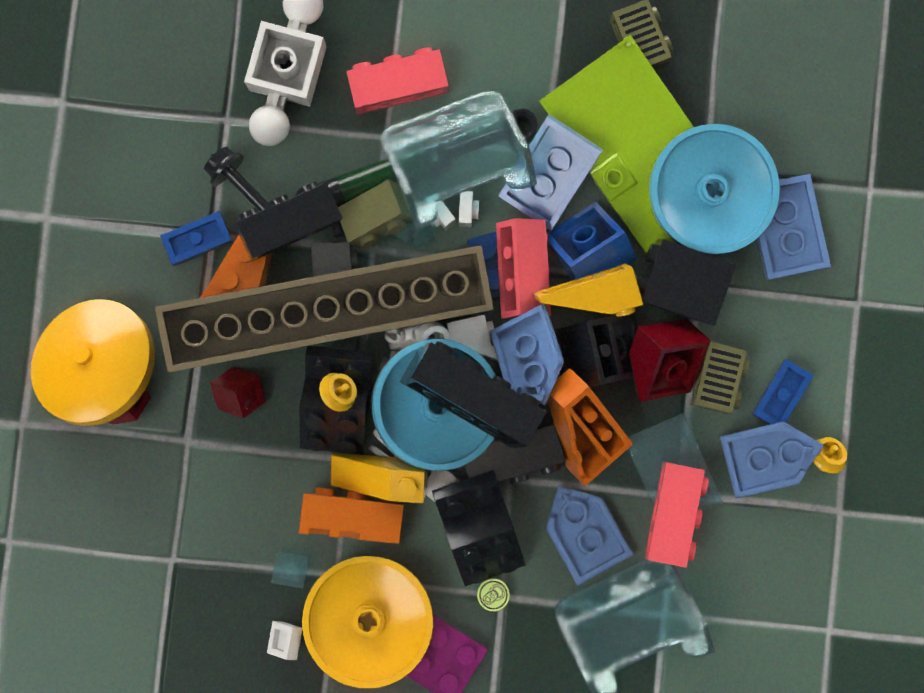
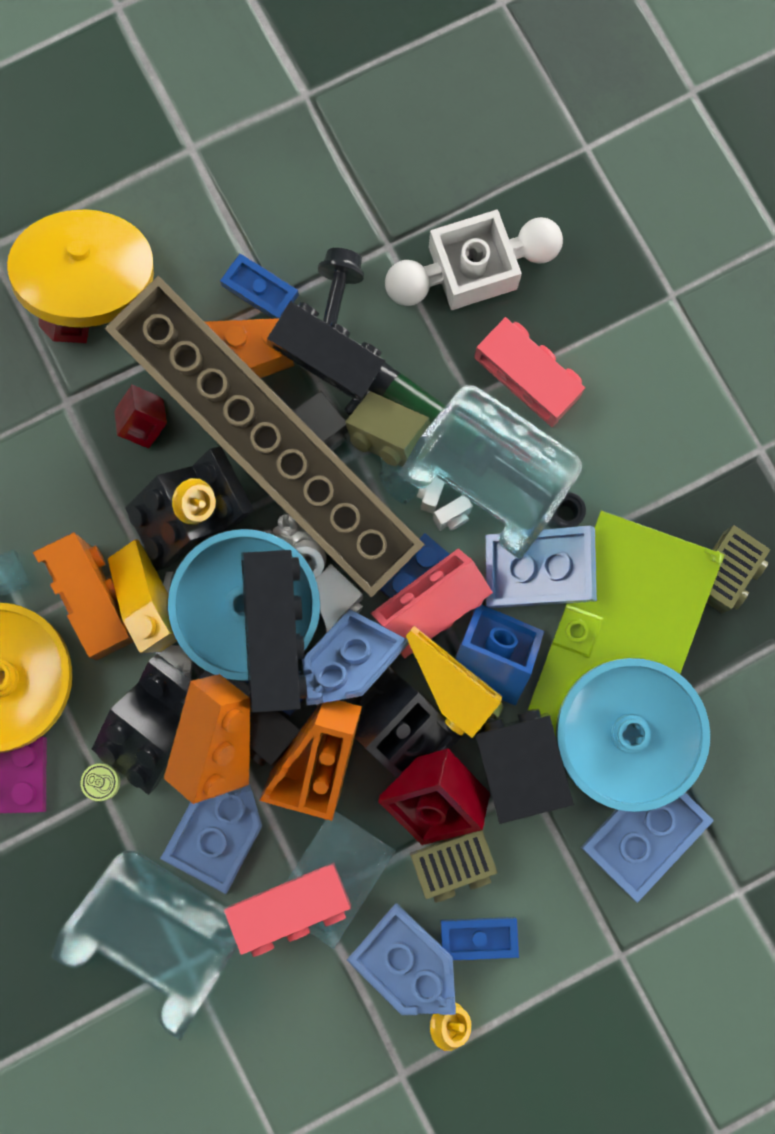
camera: 50 degrees right, 5 degrees down
(523, 491) = (211, 741): none -> orange wedge

